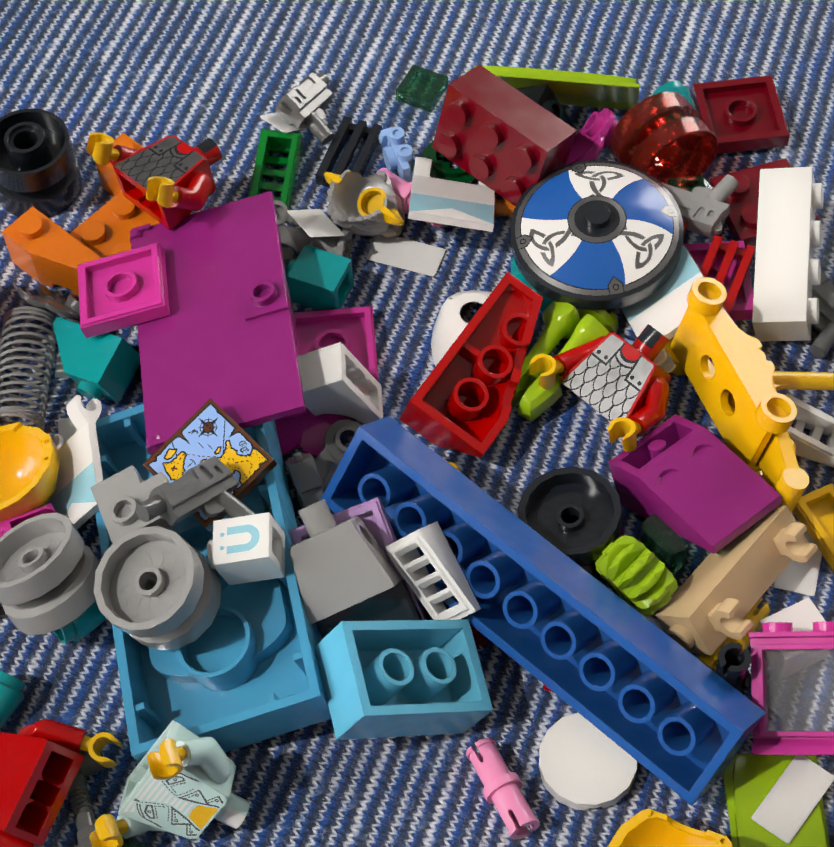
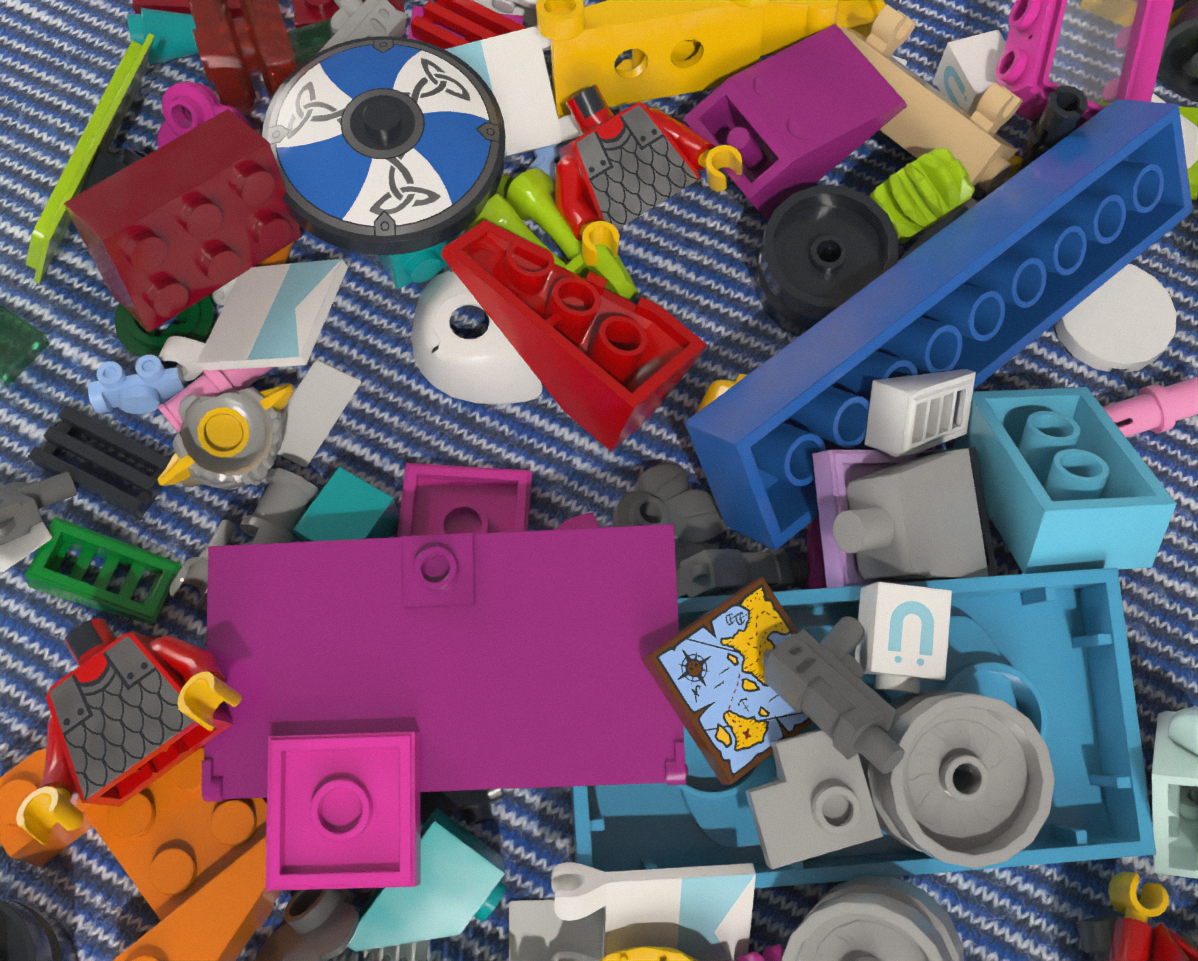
camera: 90 degrees left, 10 degrees up
(315, 223) = (248, 512): white sticker -> none
(339, 385) = (565, 502): white arch -> none
(664, 543) = (852, 170): clear green tile -> none

